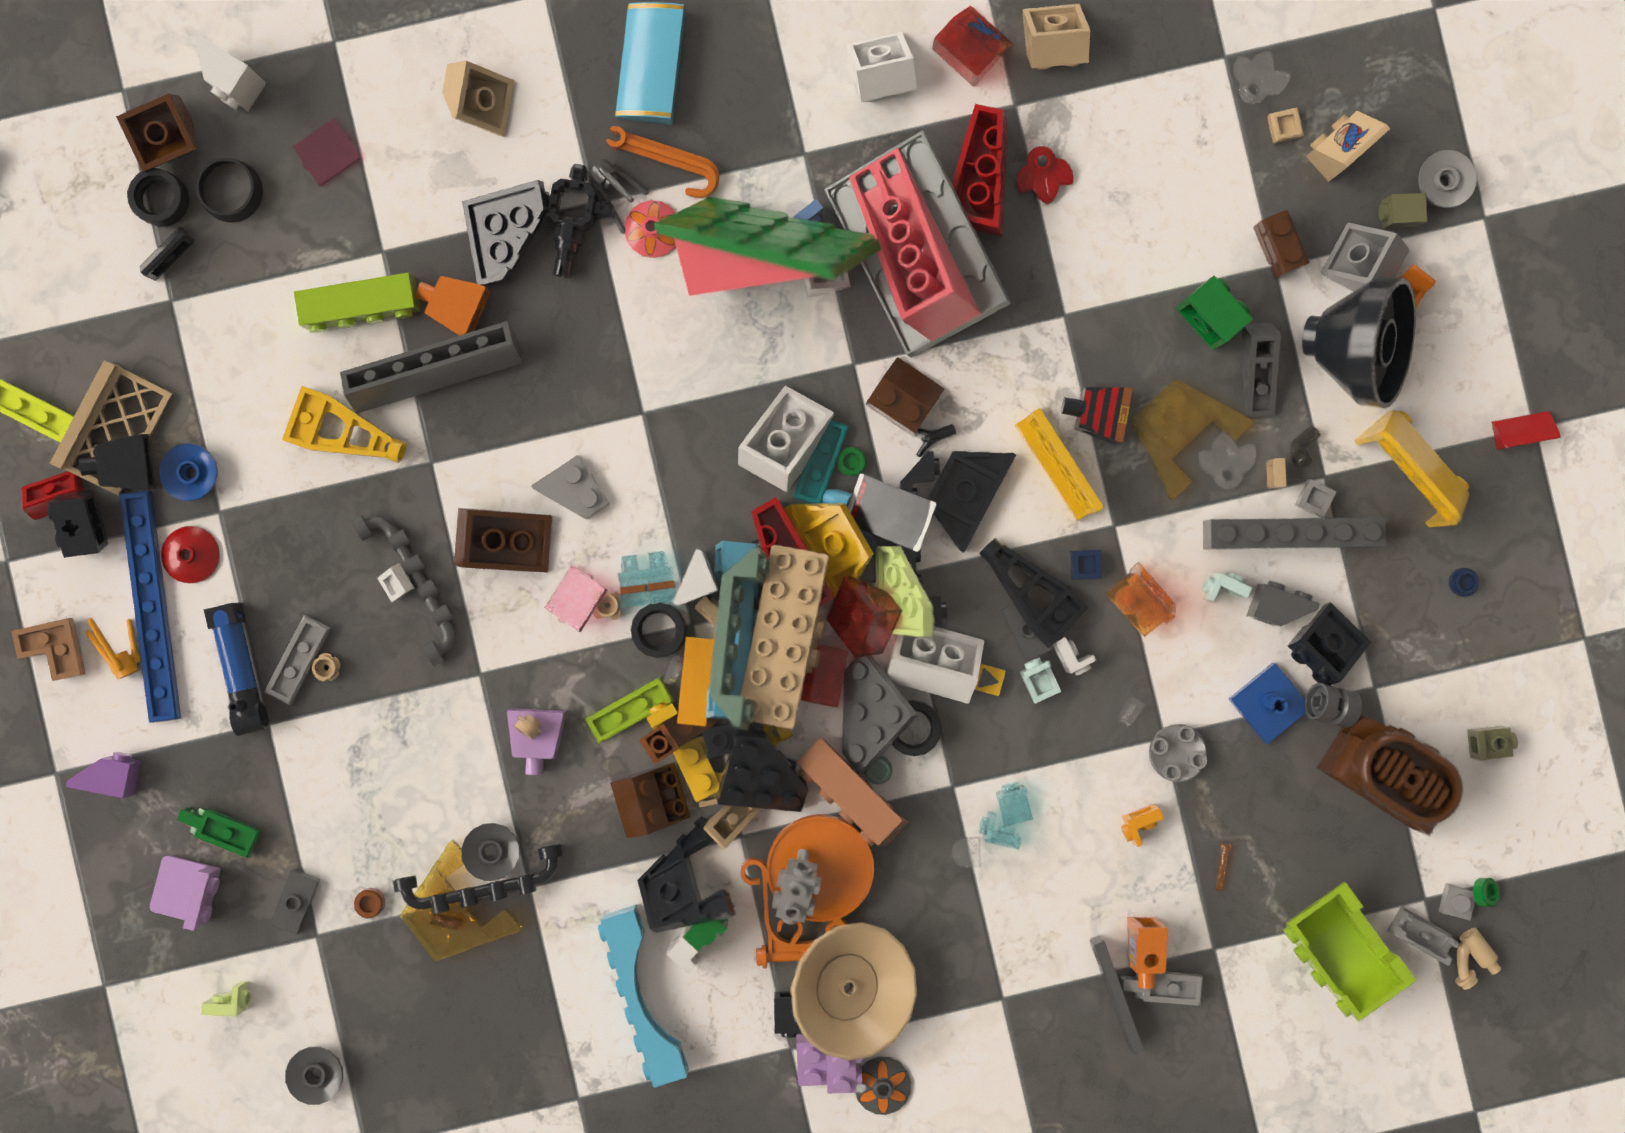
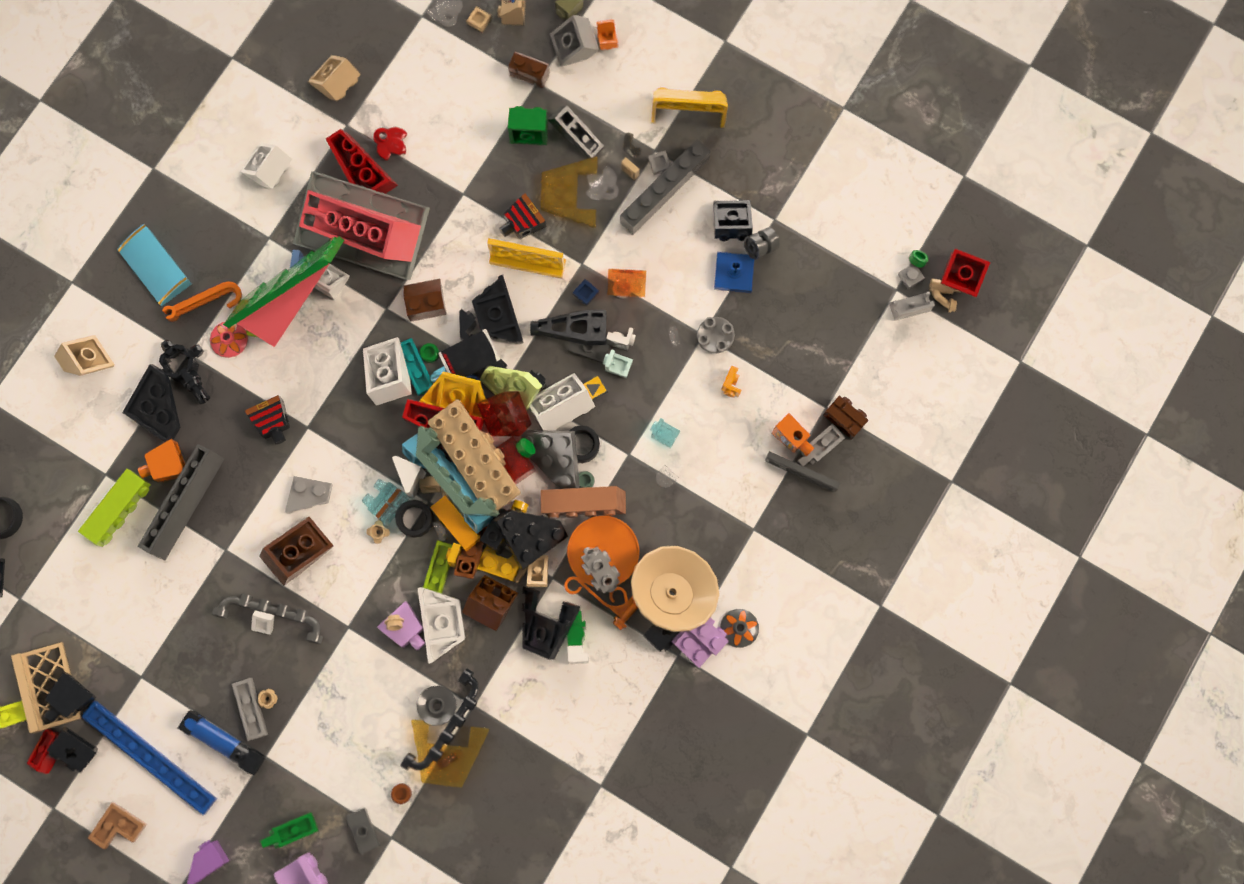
camera: 50 degrees left, 10 degrees down
(121, 663) = (160, 798): light orange plant -> none
(175, 470) = (97, 669): blue dish -> none
(203, 556) = (154, 708): red dish -> none
(308, 418) = (143, 588): yellow plate -> none
(326, 152) = (32, 454): clear pink piece -> none
(576, 598) = (359, 543): clear pink piece -> none
(579, 769) = (441, 622): none -> white wing
(607, 177) = (183, 334): dark grey plant -> none
(611, 367) = (270, 419): none -> torso
(661, 1051) = (542, 680): medium azure arch -> none
(848, 678) = (525, 448): none -> green tile
(933, 436) = (457, 303): black bar -> none
(970, 45) = (298, 118): clear red slope -> none
(1003, 836) = (673, 452): clear light blue bracket -> none
(1225, 848) = (789, 365): clear orange piece -> none
(1225, 984) = (845, 416): none -> reddish brown brick
(1232, 584) = (660, 236): light aqua bracket -> none
(1278, 606) = (691, 225): dark grey slope -> none
(1347, 953) = (881, 345): lime cylinder -> none
(1366, 340) = (607, 71): black cone -> none
(1395, 773) = (819, 244): reddish brown brick -> none
(1463, 582) = (764, 135): dark blue plate -> none
(1482, 742) = (849, 196): olive brick -> none
(1520, 962) = (965, 272): none -> red slope
(1524, 430) = (721, 46): red slope -> none

